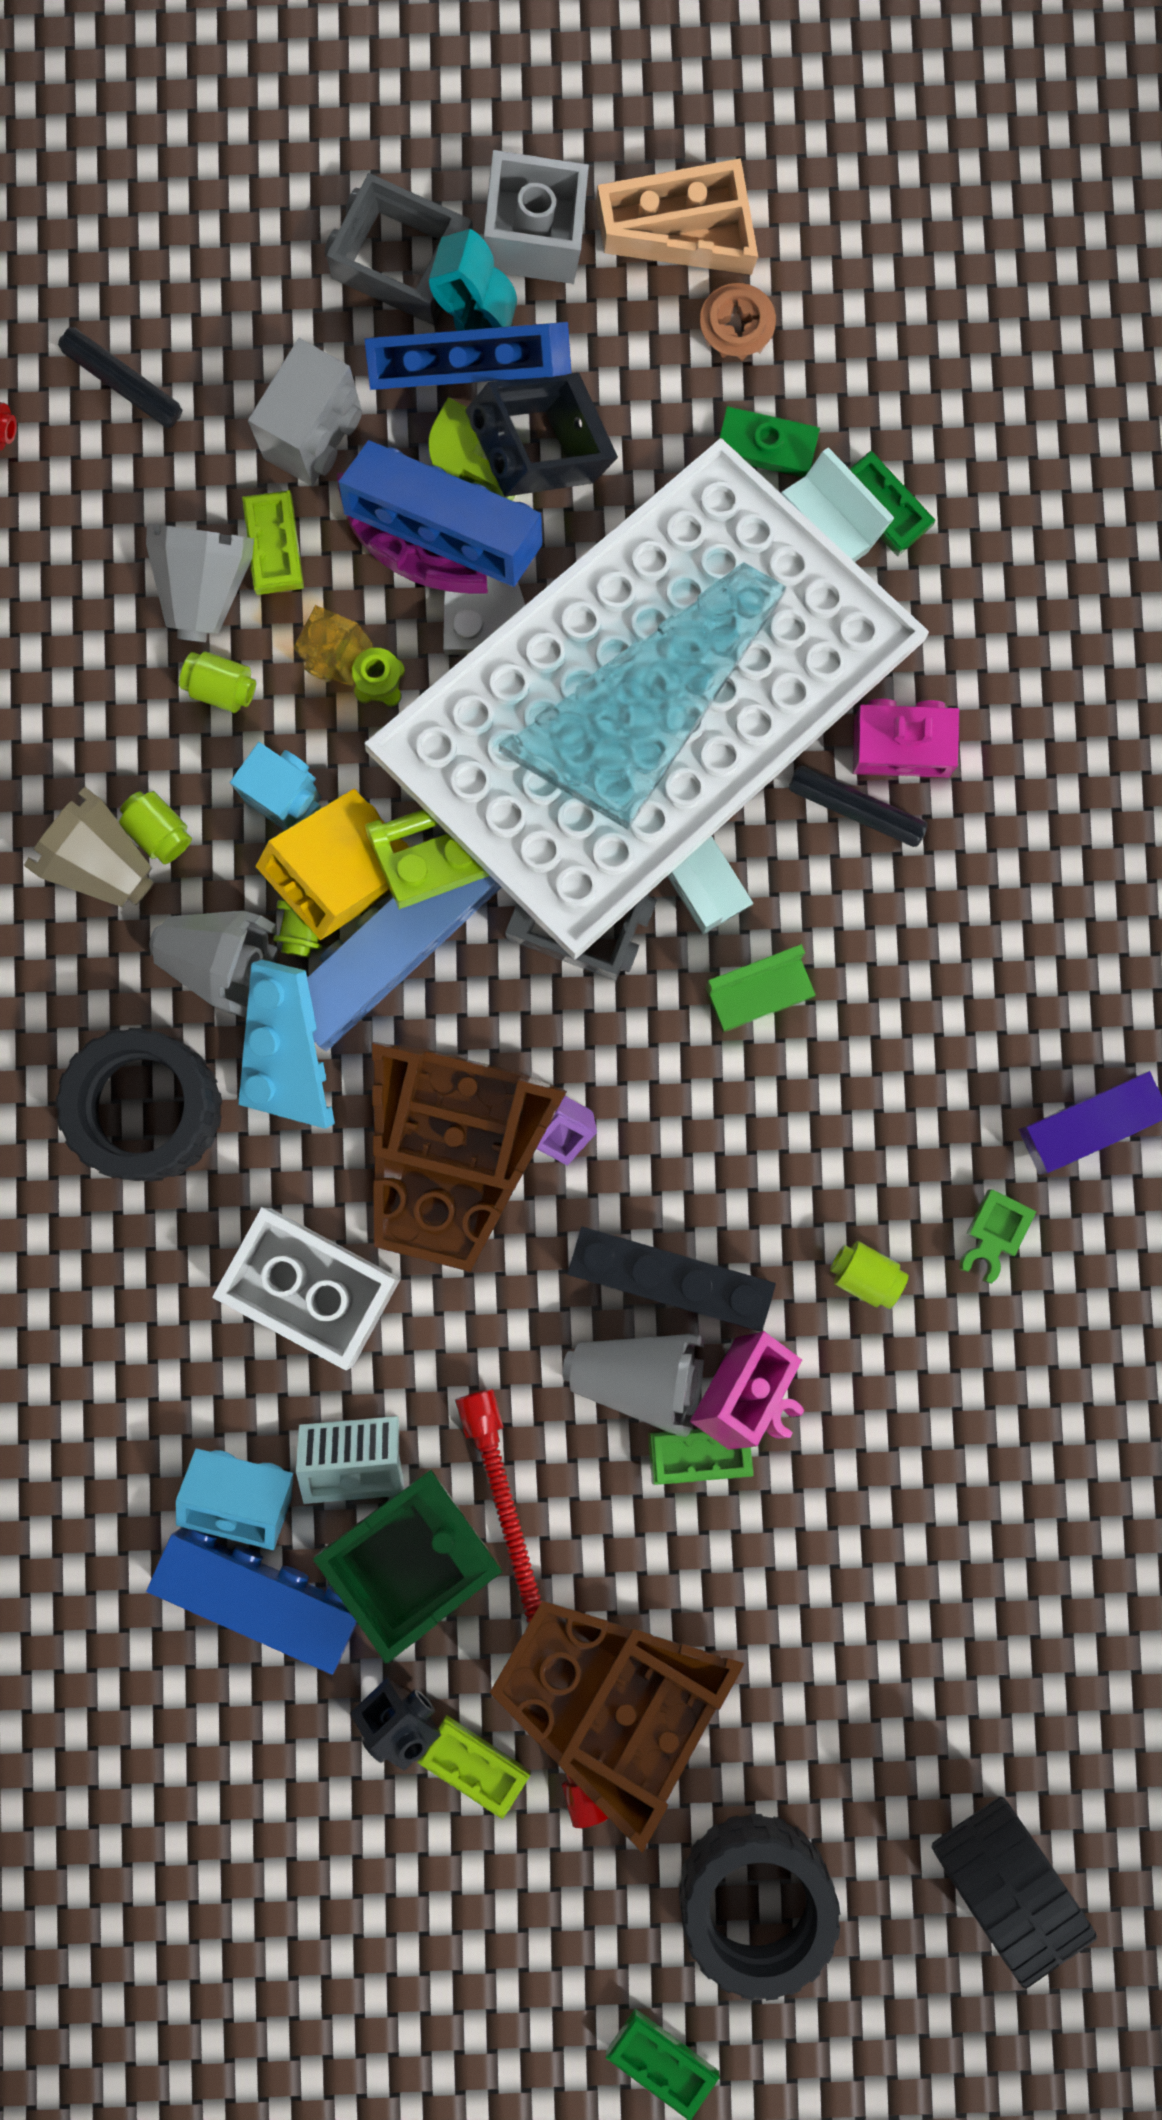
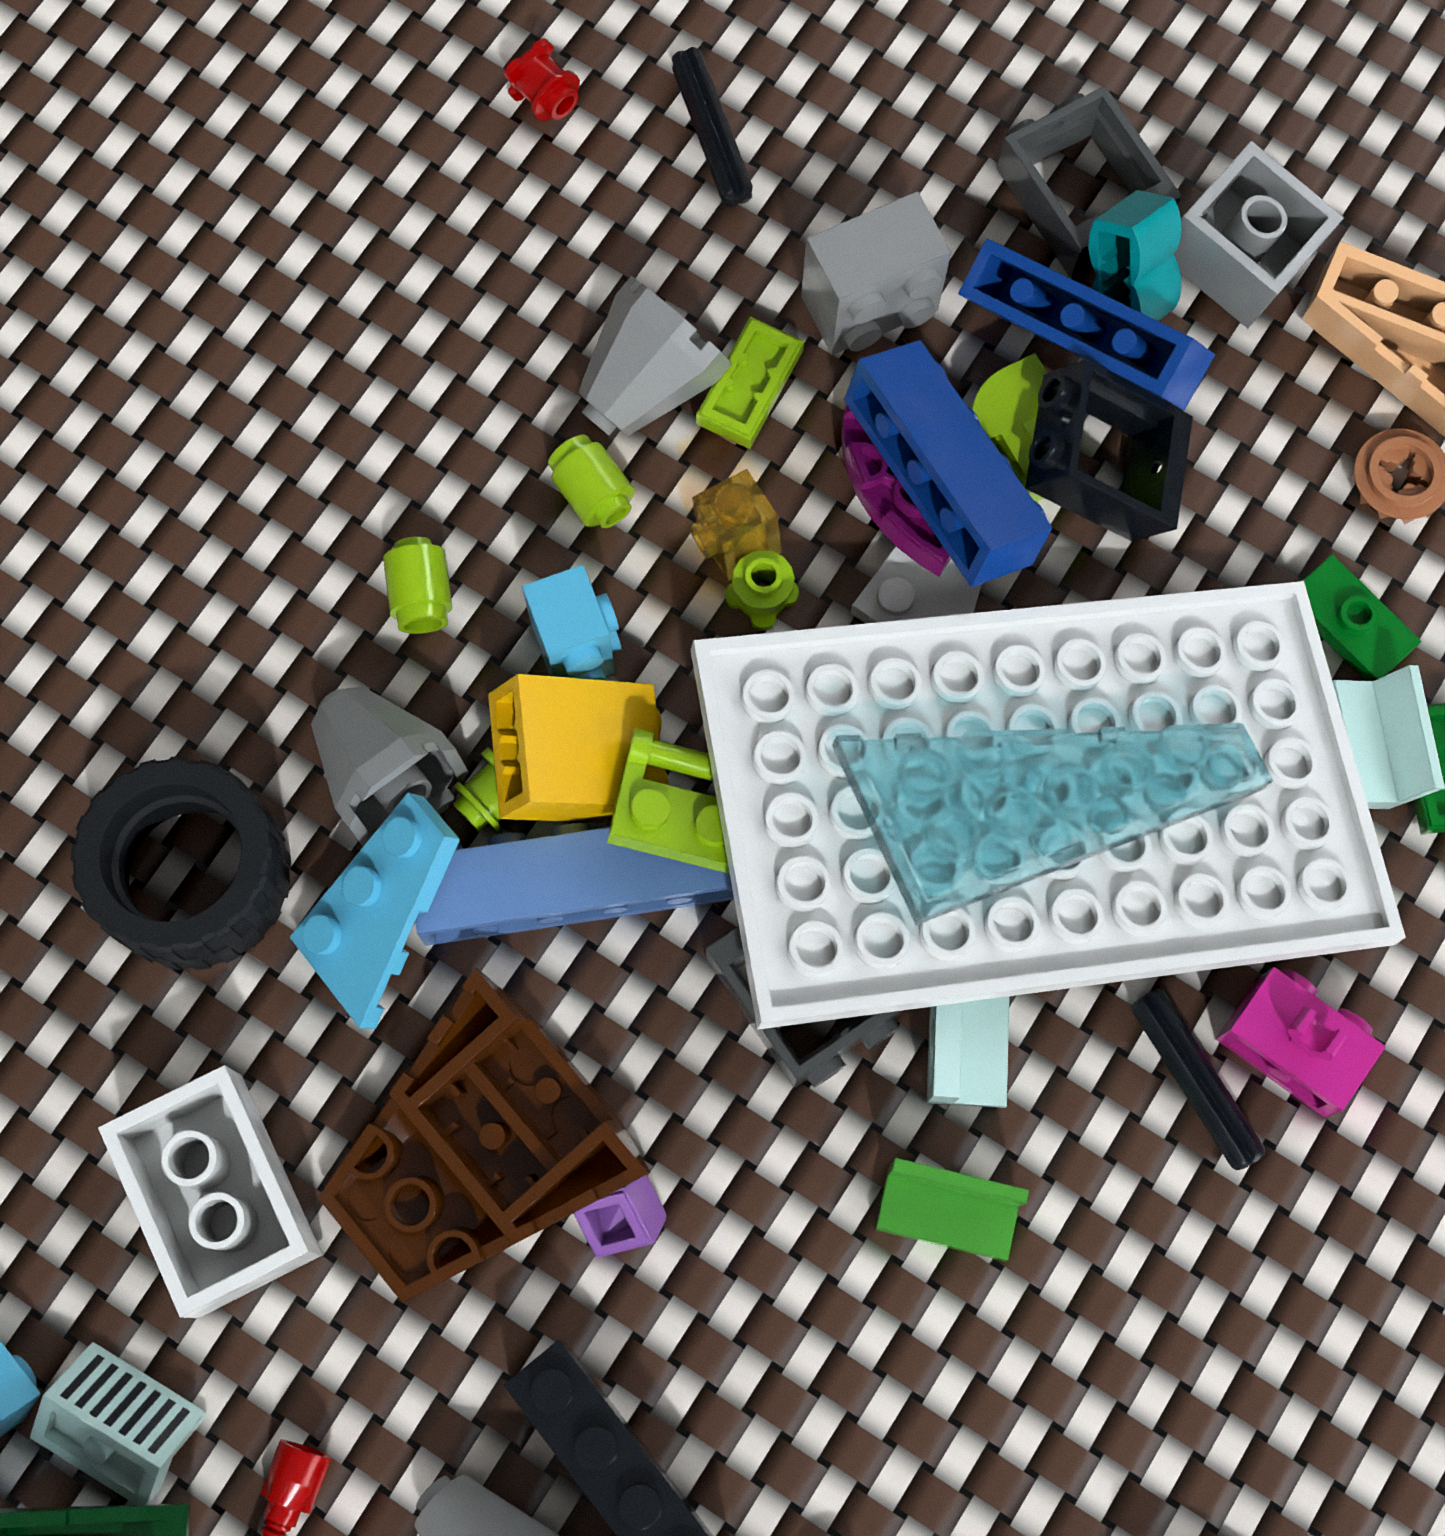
camera: 30 degrees right, 10 degrees down
(92, 854) = (331, 567): dark tan cone -> none

